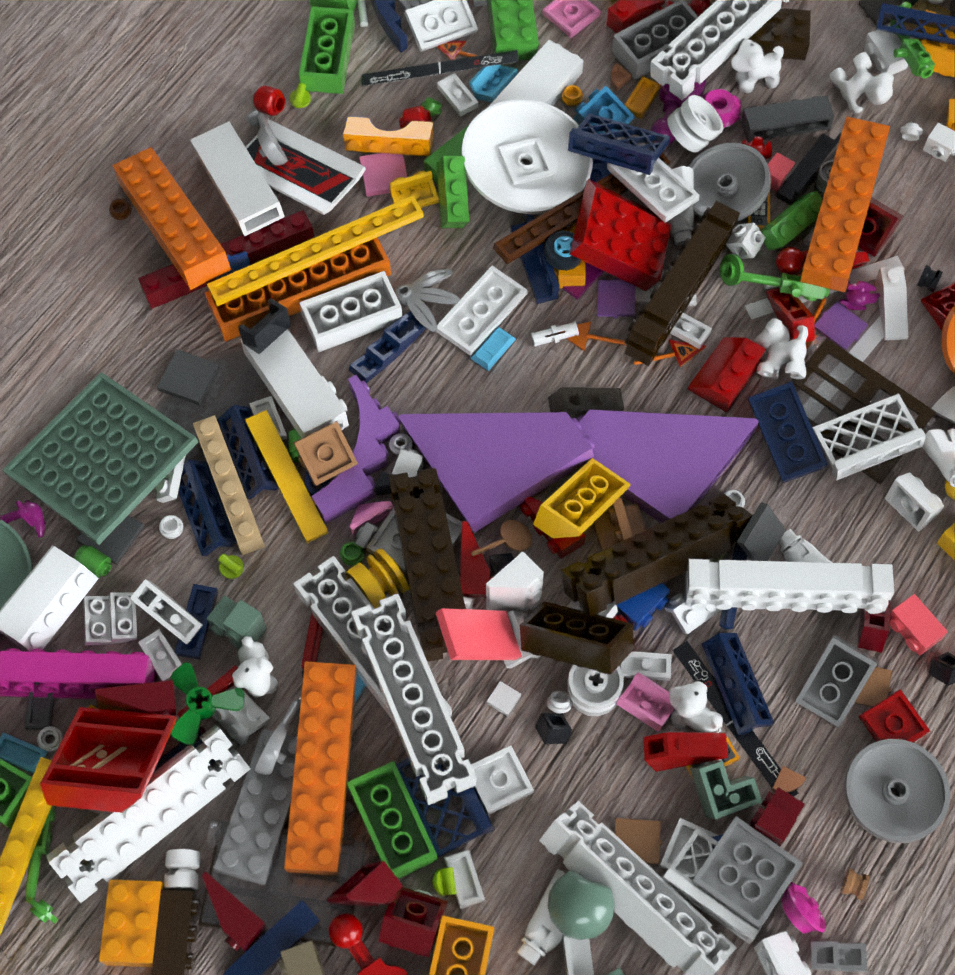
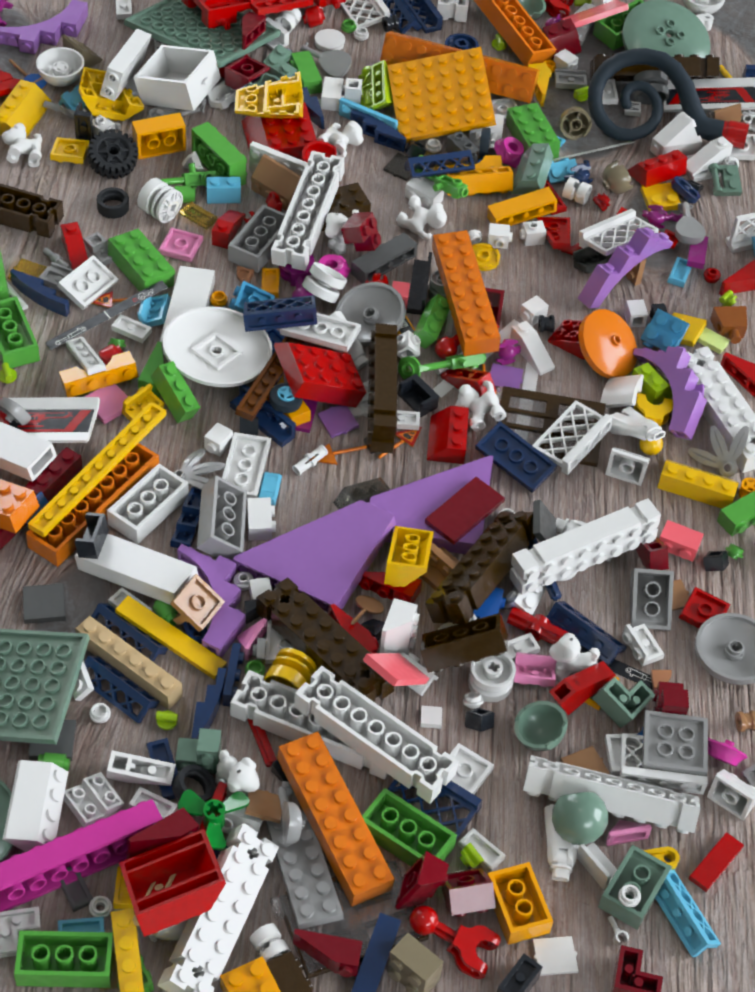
camera: 35 degrees left, 15 degrees down
(227, 648) = (198, 773): none -> black tyre
(264, 713) = (264, 806): none -> medium nougat piece
(271, 579) = (207, 711): none -> dark blue slope
(325, 547) = (233, 673): none -> dark blue plate
(386, 109) = (85, 355): none -> white tile
(413, 365) = (222, 518): none -> light grey brick
(458, 380) = (260, 518): none -> white brick
(469, 266) = (218, 439): none -> white brick
(514, 269) = (249, 427): none -> black slope
(608, 773) = (541, 725): none -> sand green cylinder
(630, 942) = (627, 832): none -> bright pink slope
(683, 474) = (464, 510): none -> dark red tile
(684, 650) = (537, 625): none -> red piece
(722, 306) = (418, 395): none -> black panel
(771, 76) = (362, 231): none -> dark red brick
(792, 730) = (642, 644): none -> white bracket
(908, 161) = (486, 256): none -> yellow tile
(924, 254) = (532, 309): none -> white brick

